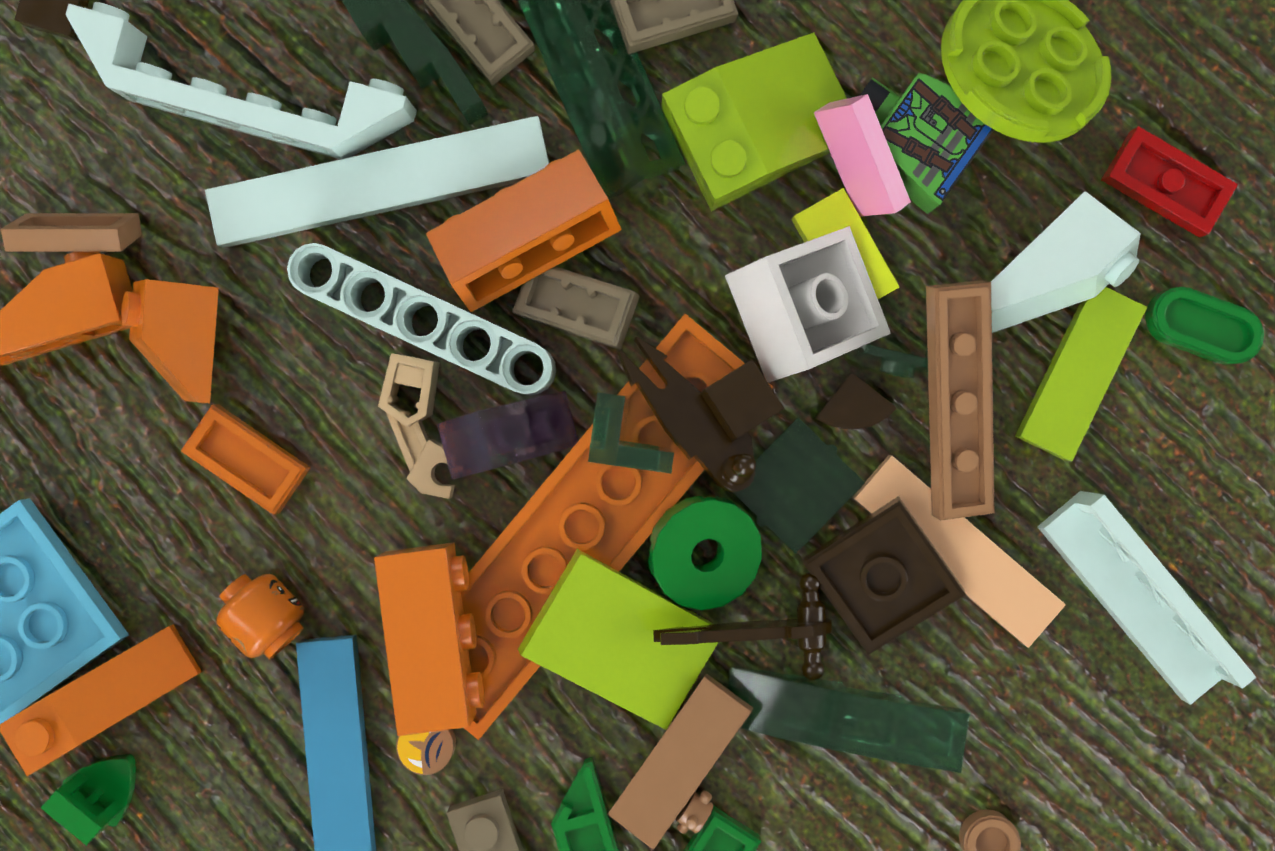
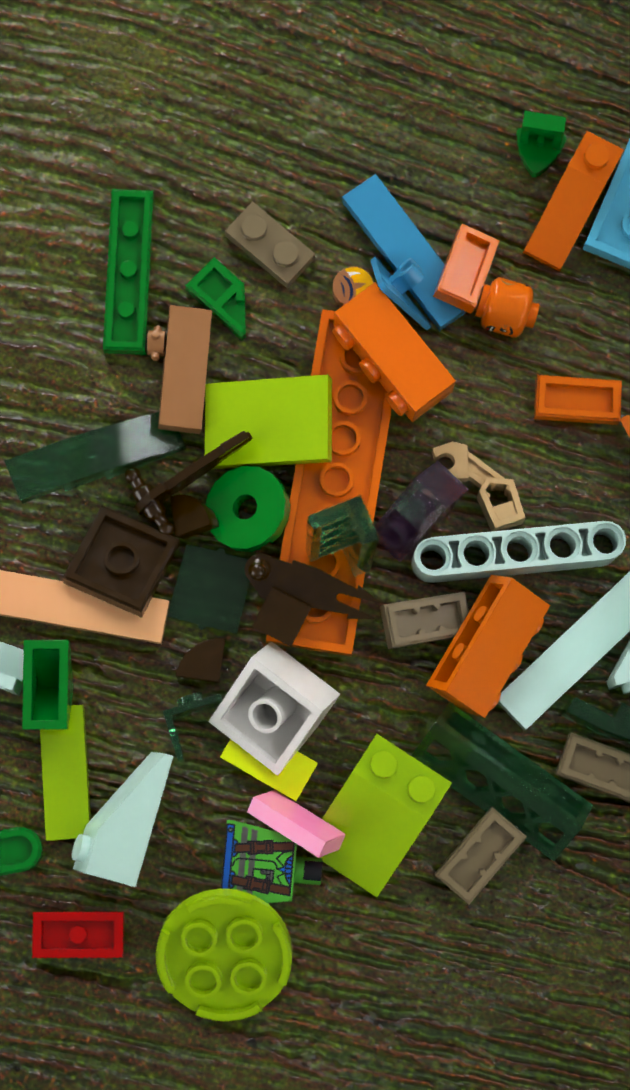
camera: 140 degrees right, 10 degrees down
(279, 690) = (466, 268): none -> orange tile
(374, 718) = (396, 285): none -> dark azure piece
(773, 581) = (191, 516): none -> dark brown tile
(960, 399) = (139, 699): medium nougat tile -> none
(1056, 477) = (47, 685): none -> green slope

